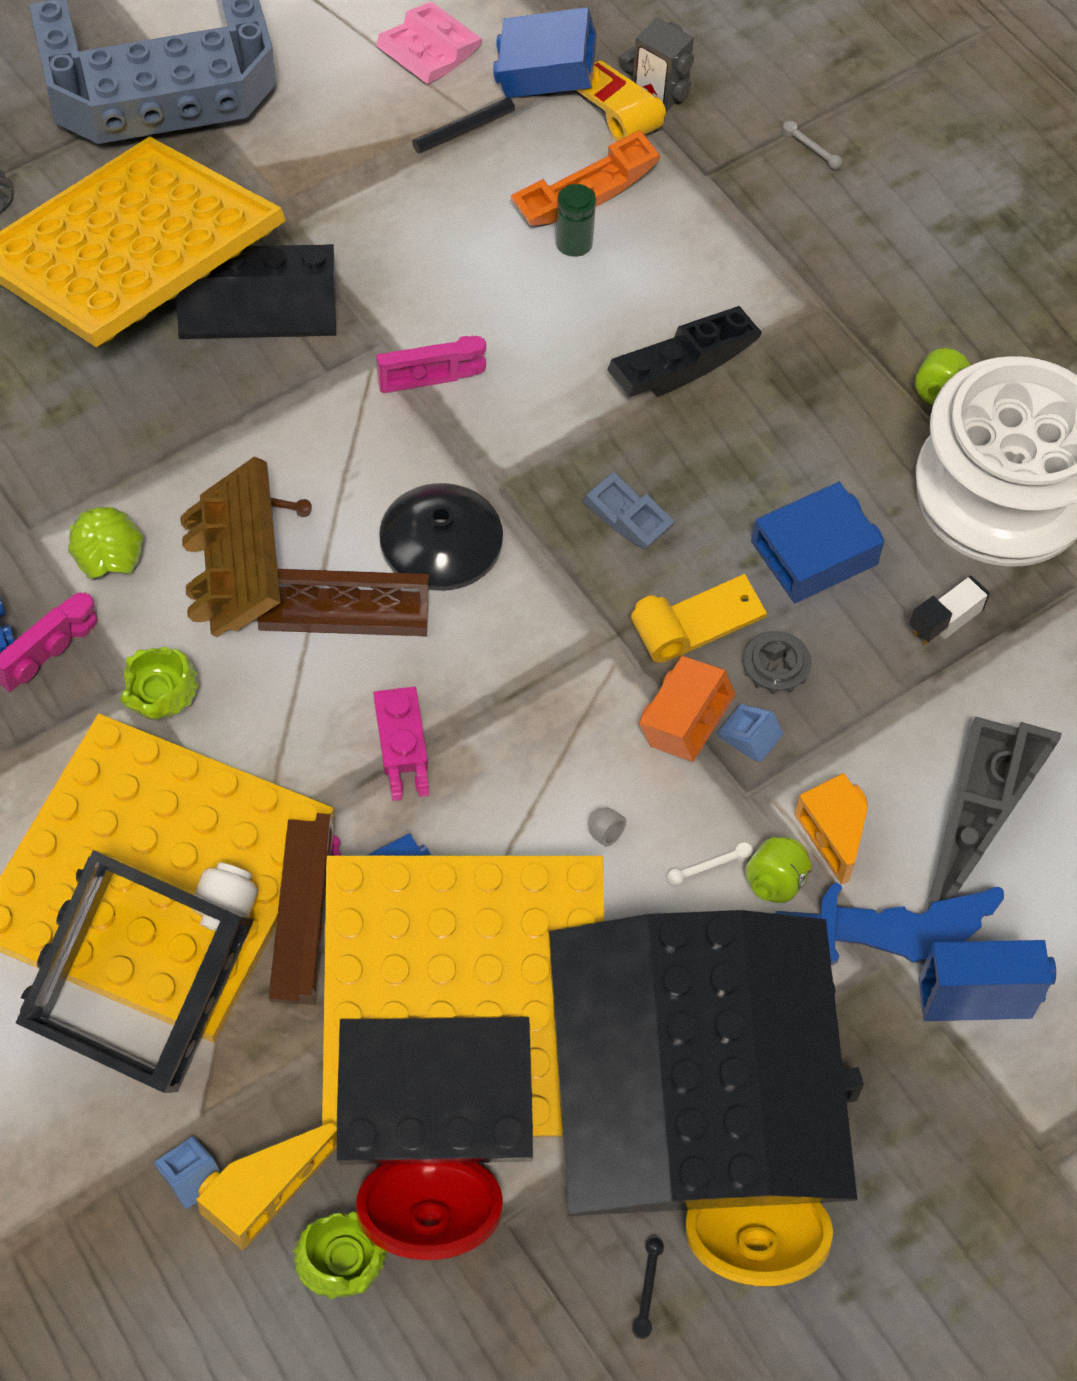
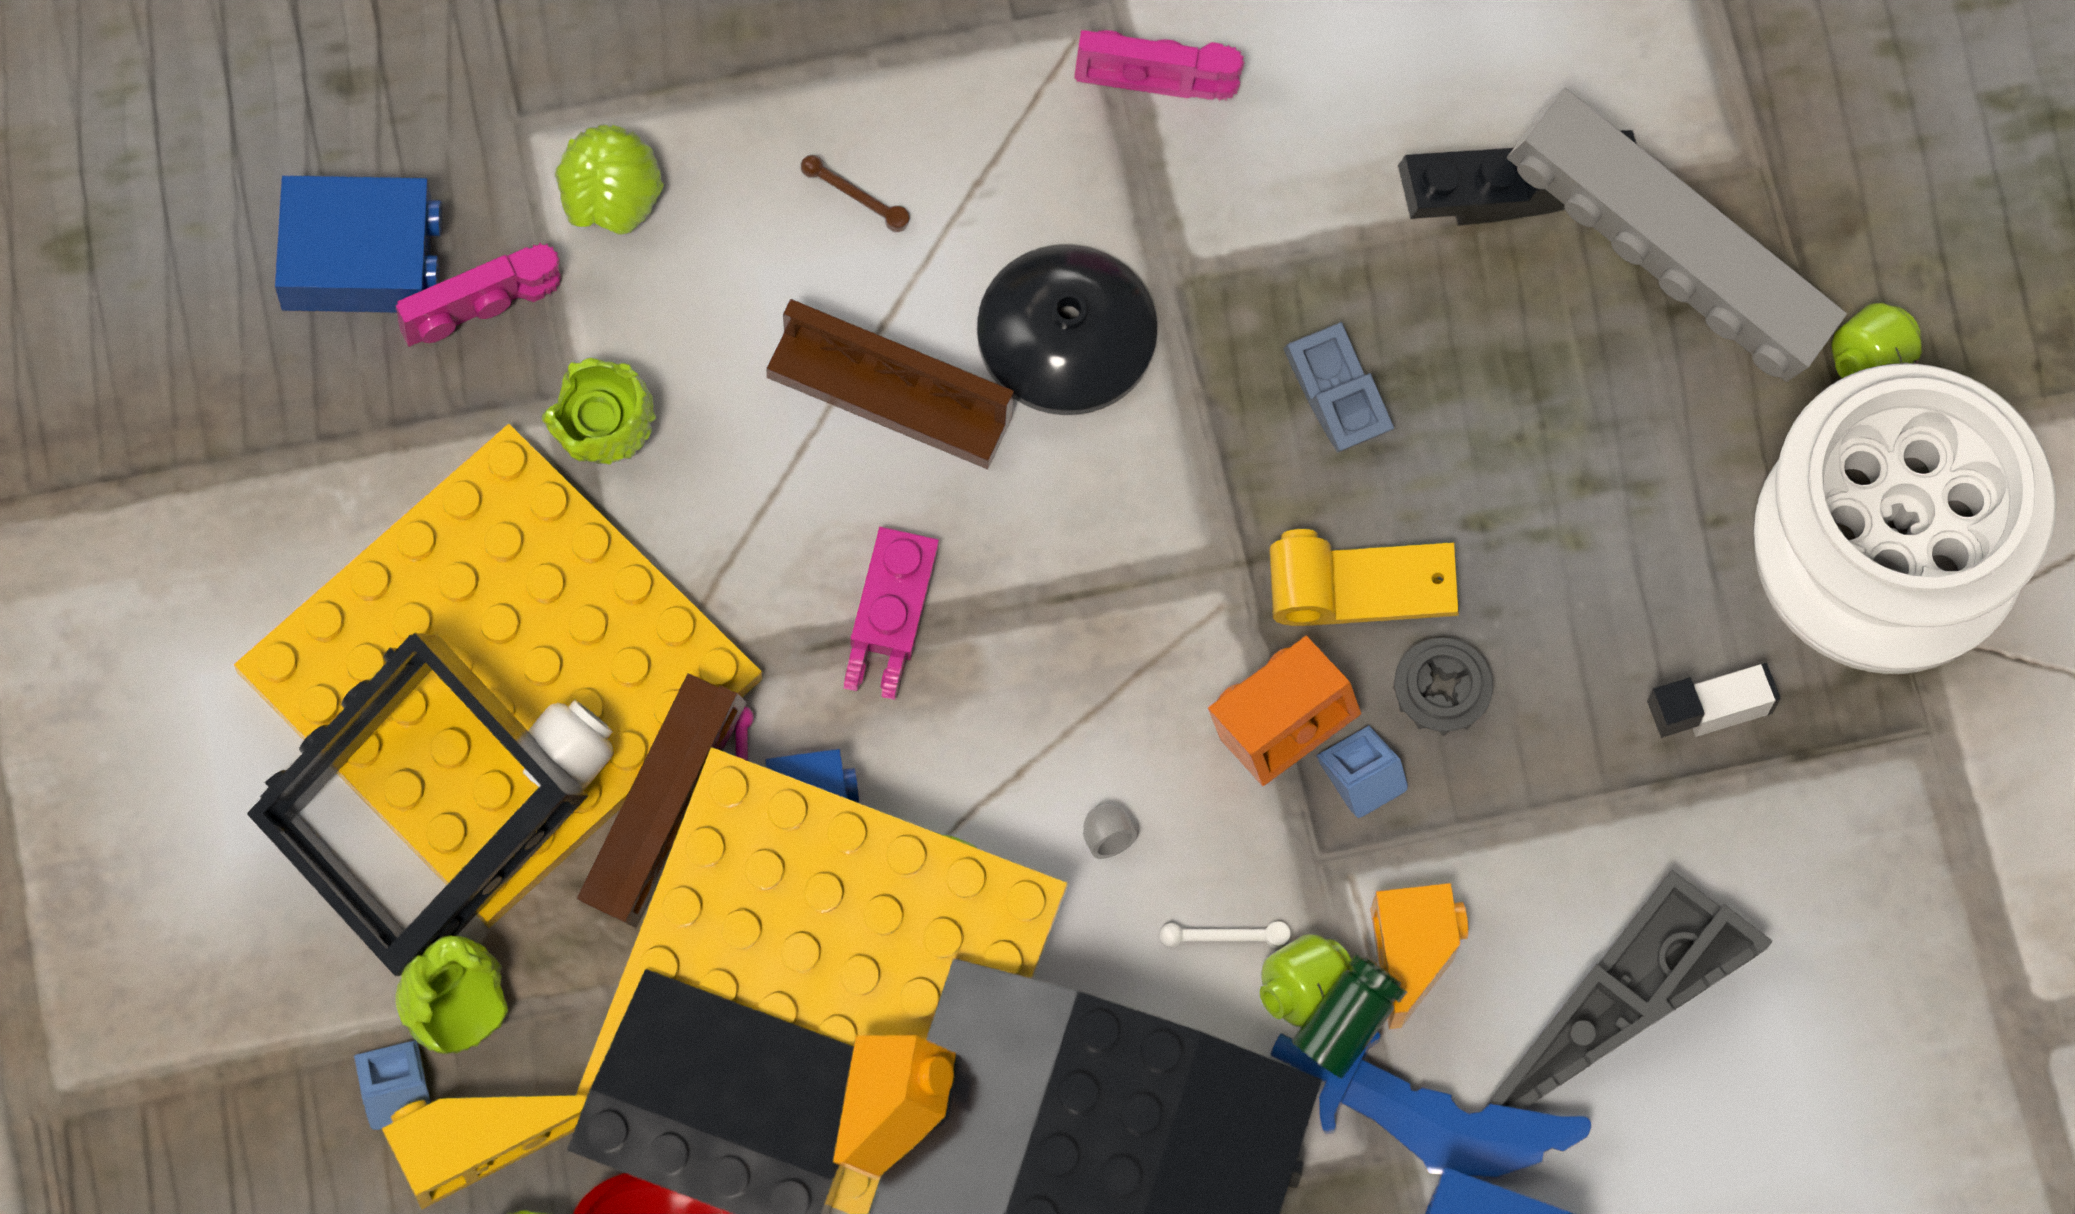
camera: 20 degrees right, 10 degrees up
(209, 1091) = (451, 995): none -> lime hair
(239, 550) = (777, 270): pearl gold hinge -> none
(549, 1038) = (891, 1100): none -> light orange slope
(797, 349) = (1676, 236): none -> light grey brick
(817, 541) = (1579, 531): blue brick -> none
(821, 876) = (1349, 1015): none -> dark green piece

